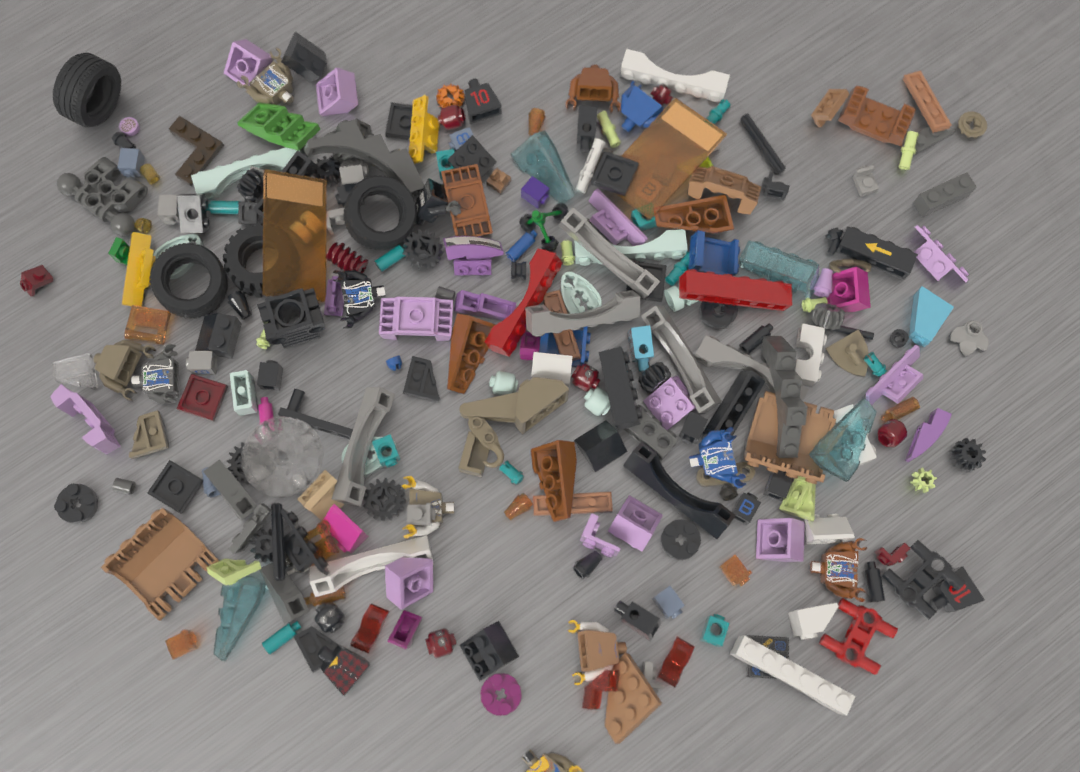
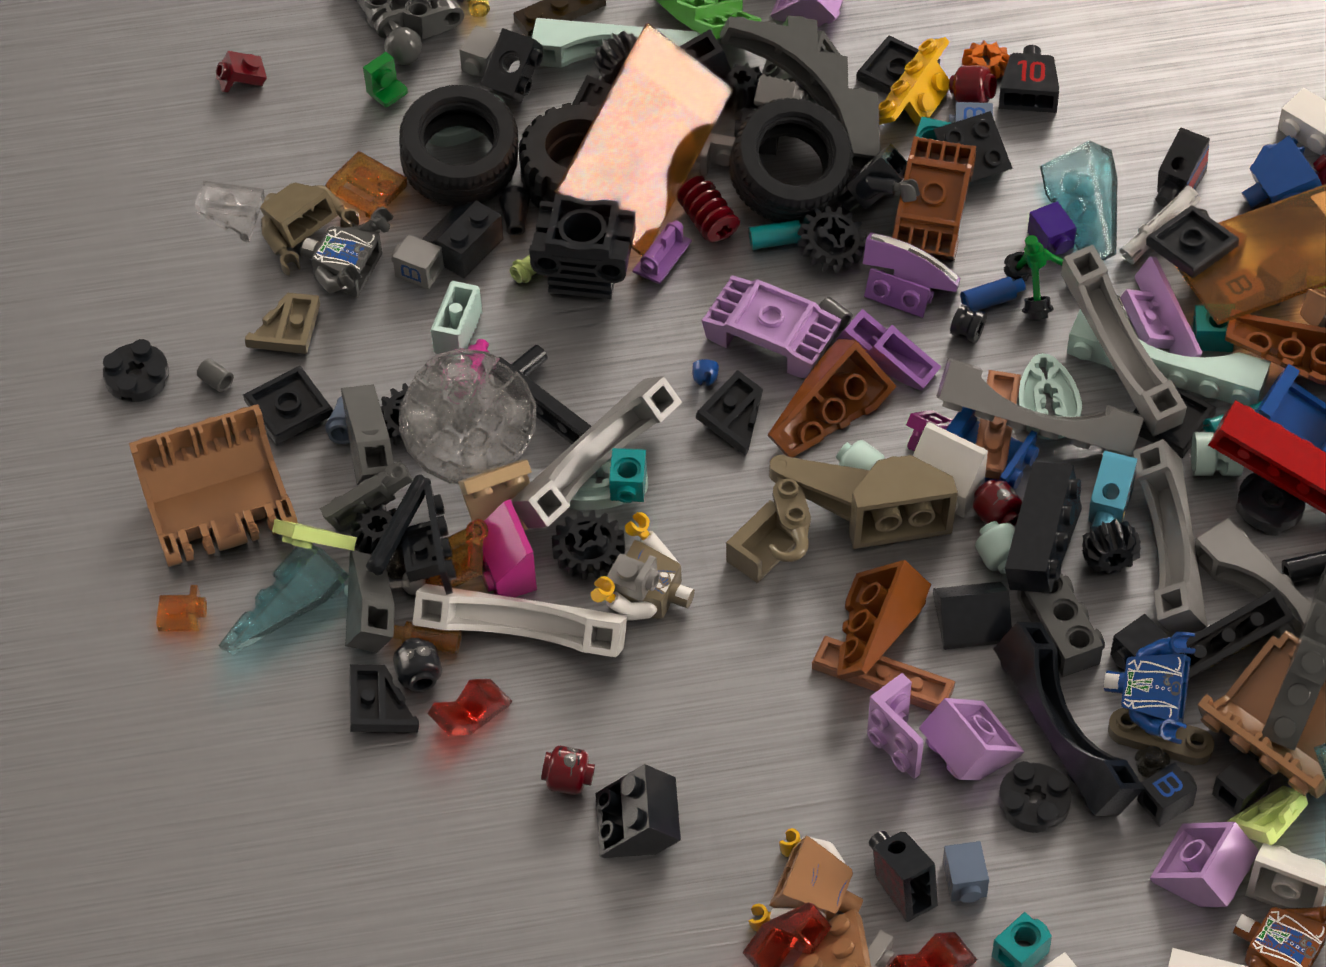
camera: 30 degrees right, 20 degrees down
(102, 434) = (209, 241): lavender plate -> none
(138, 269) = (388, 112): yellow bracket -> none
(143, 225) = (431, 60): clear yellow hinge -> none
(202, 397) = (392, 309): dark red tile -> none
(223, 207) = (559, 78): teal cylinder -> none
(270, 375) = (507, 316): black brick -> none
(281, 637) = (330, 663): teal cylinder -> none
(342, 667) = (400, 734): torso -> none
(357, 295) = (697, 257): black torso -> none
(405, 630) = (519, 728): magenta slope -> none
(408, 580) = (567, 659): lavender slope -> none
(489, 698) = (618, 868): magenta plate -> none
(498, 180) = (1002, 195): medium nougat tile -> none
(507, 333) = (1000, 340): red arch -> none
(512, 473) = (810, 596): teal pin -> none
(519, 506) = (795, 639): clear orange cone -> none
(536, 118) = (1108, 132): clear orange cone -> none
(567, 253) = (1058, 335): yellowish green pin -> none
(587, 564) = (859, 765): black cone -> none
(594, 84) = (1225, 119): dark orange torso -> none
(608, 129) = (1218, 189): yellowish green pin -> none
(670, 402) = (1120, 593): lavender bracket -> none
(735, 571) = (1104, 879): clear orange bracket -> none

